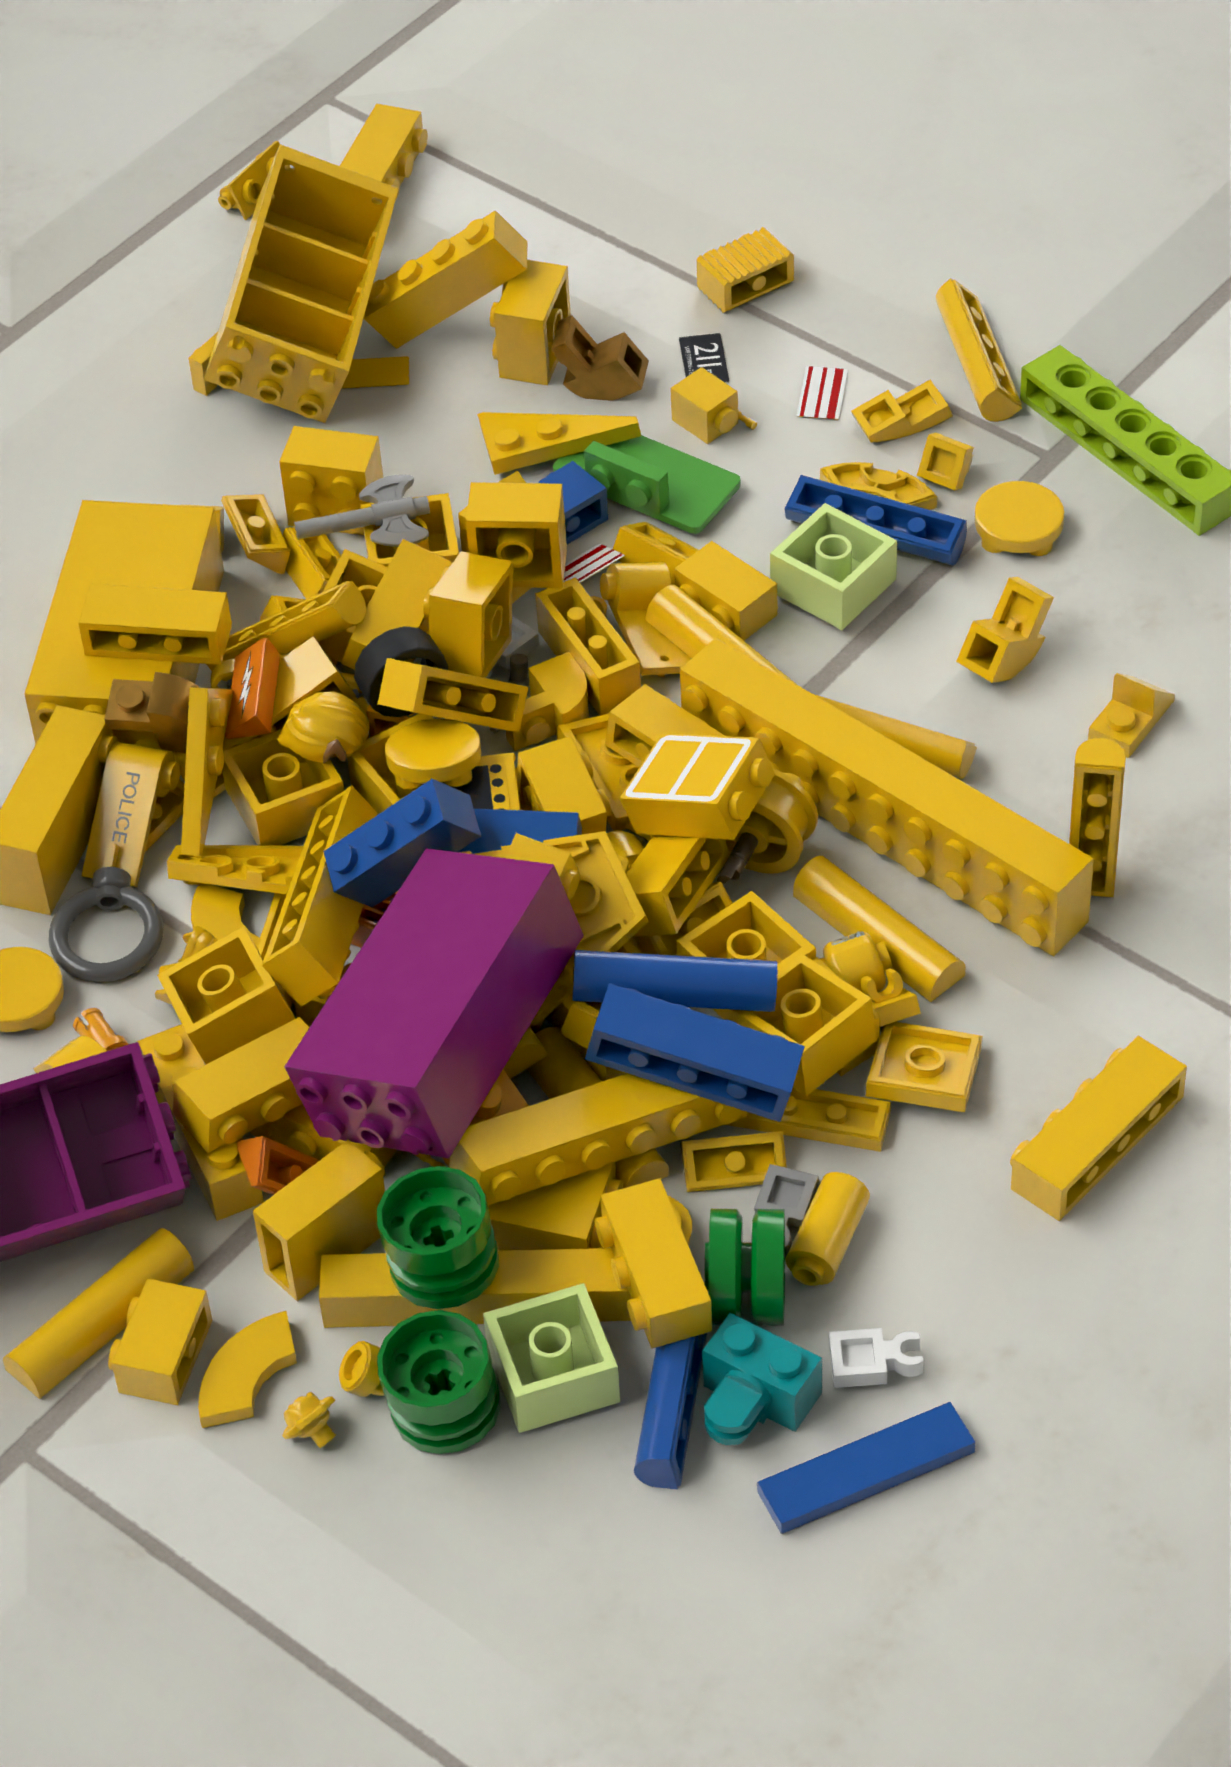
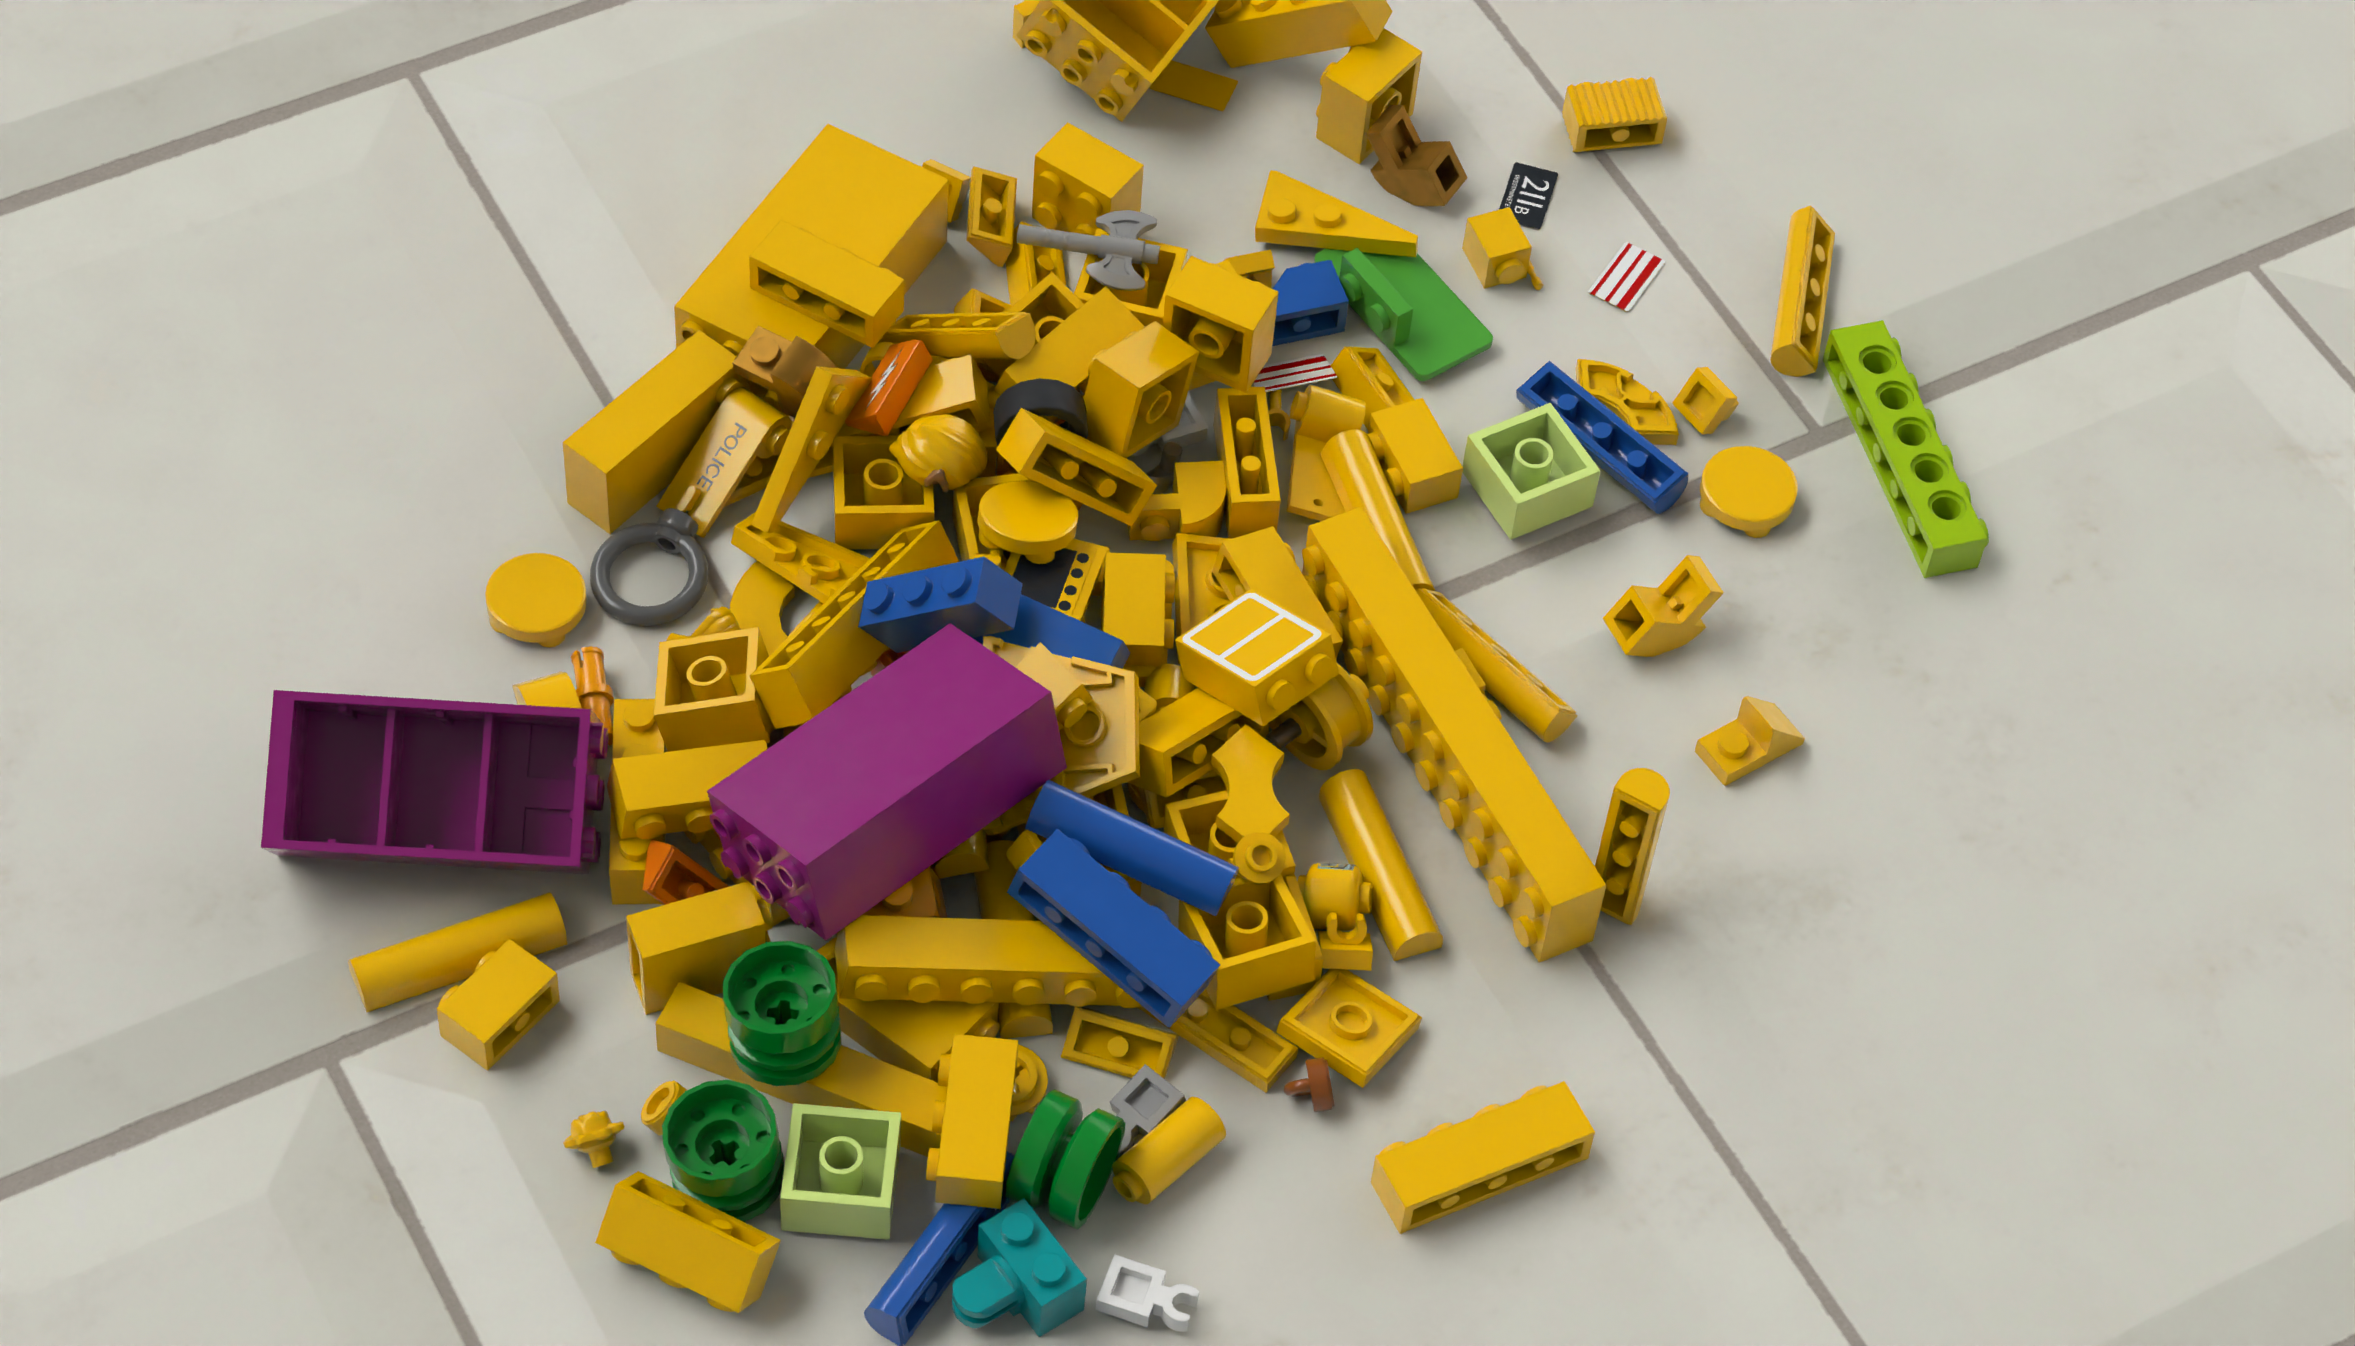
camera: 15 degrees right, 5 degrees up
(242, 1368) = (560, 1060): yellow tile -> none
(445, 1473) = (687, 1242): none -> yellow brick
(735, 886) = (1247, 768): none -> yellow tile
(788, 948) = (1259, 858): none -> yellow plate
(891, 418) = (1679, 332): yellow slope -> none
(925, 1124) = (1316, 1085): none -> dark orange tile

